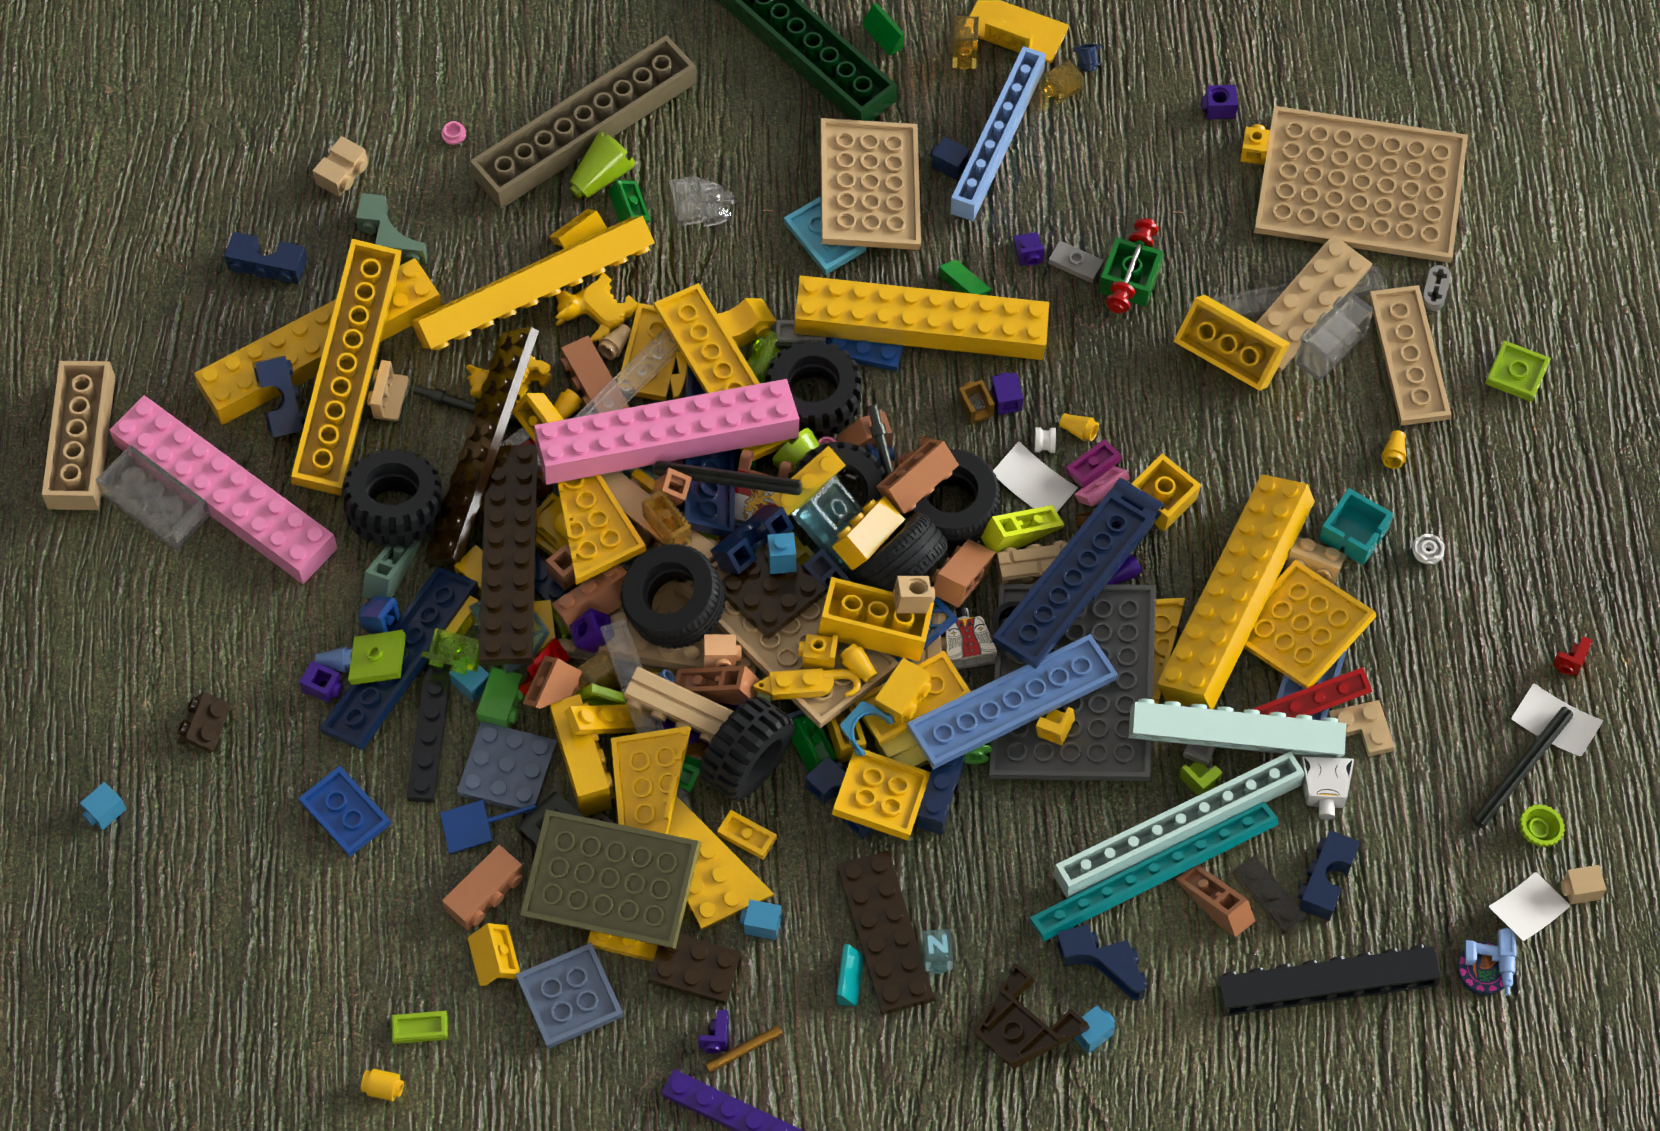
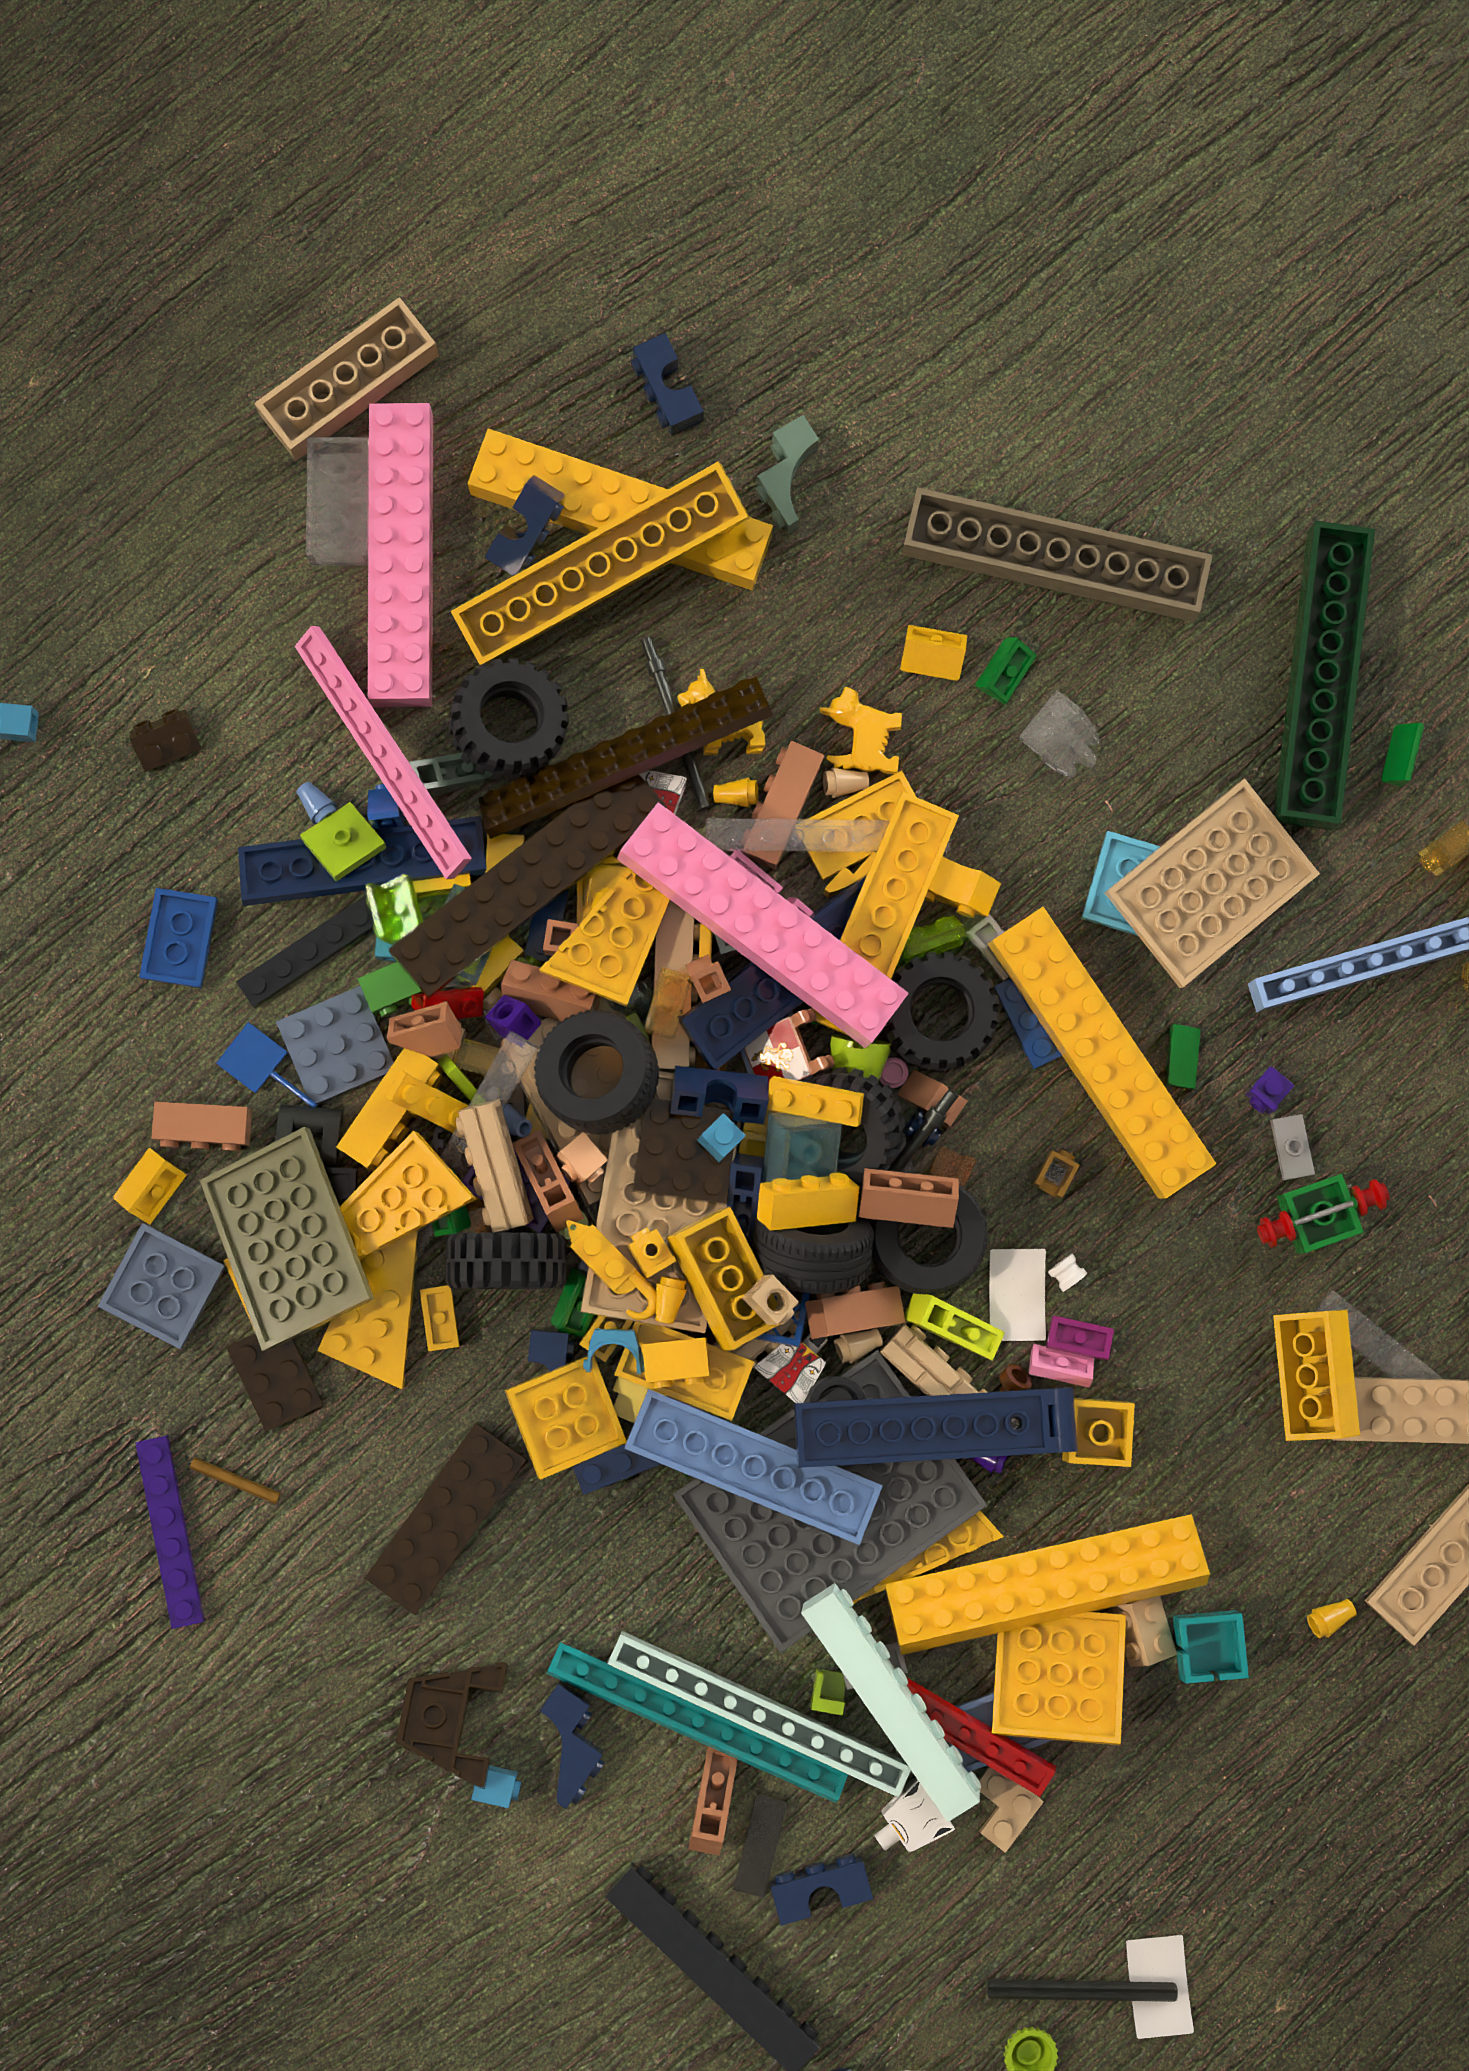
camera: 45 degrees right, 20 degrees up
(319, 675) = (279, 801): dark purple brick -> none
(340, 167) = (821, 369): tan brick -> none
(343, 583) = (383, 753): none -> bright pink plate
(388, 393) = (618, 619): tan bracket -> none
(419, 1027) = (33, 1177): lime tile -> none
(453, 133) = (945, 441): bright pink plate -> none
(534, 281) = (836, 656): yellow brick -> none
(535, 410) = (697, 787): yellow brick -> none
(600, 166) = (1018, 611): lime cone -> none
(719, 1030) = (233, 1447): dark purple bracket -> none
(733, 478) = (757, 1025): pearl dark grey axle -> none
(761, 919) = (366, 1399): dark azure brick -> none
(849, 976) = (376, 1522): teal slope -> none
(937, 951) = (460, 1584): clear light blue brick -> none
(950, 157) = (1307, 935): dark blue brick -> none
(985, 596) = (857, 1344): none -> tan cone
(1007, 393) = (1090, 1196): dark purple brick -> none
(1055, 726) = (764, 1523): yellow panel -> none
(1080, 426) = (1110, 1294): yellow cone -> none
(1334, 335) = (1407, 1467): clear brick -> none
(1431, 542) = (1255, 1734): white plate -> none
(1573, 662) = (1244, 1962): red bracket -> none

